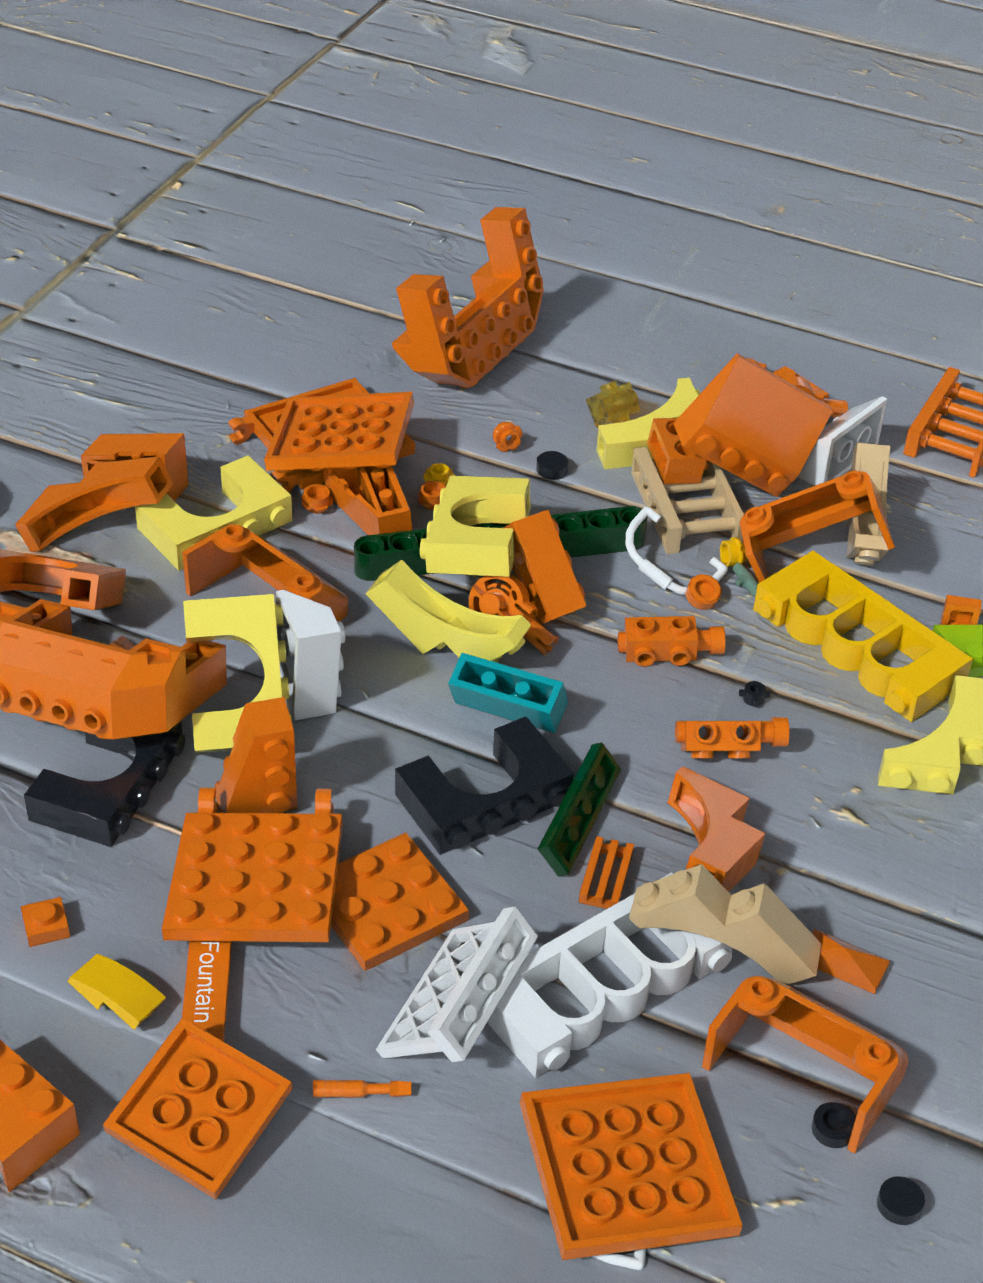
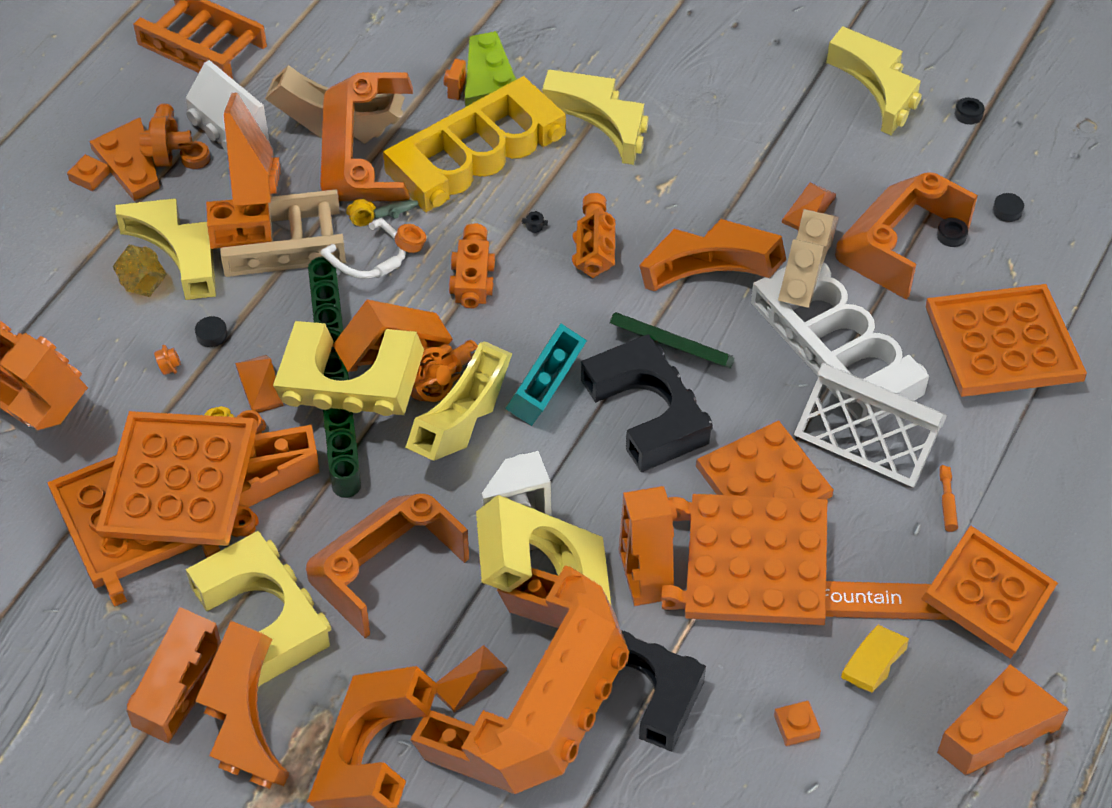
camera: 85 degrees left, 10 degrees up
(611, 850) = (734, 330): orange tile -> none

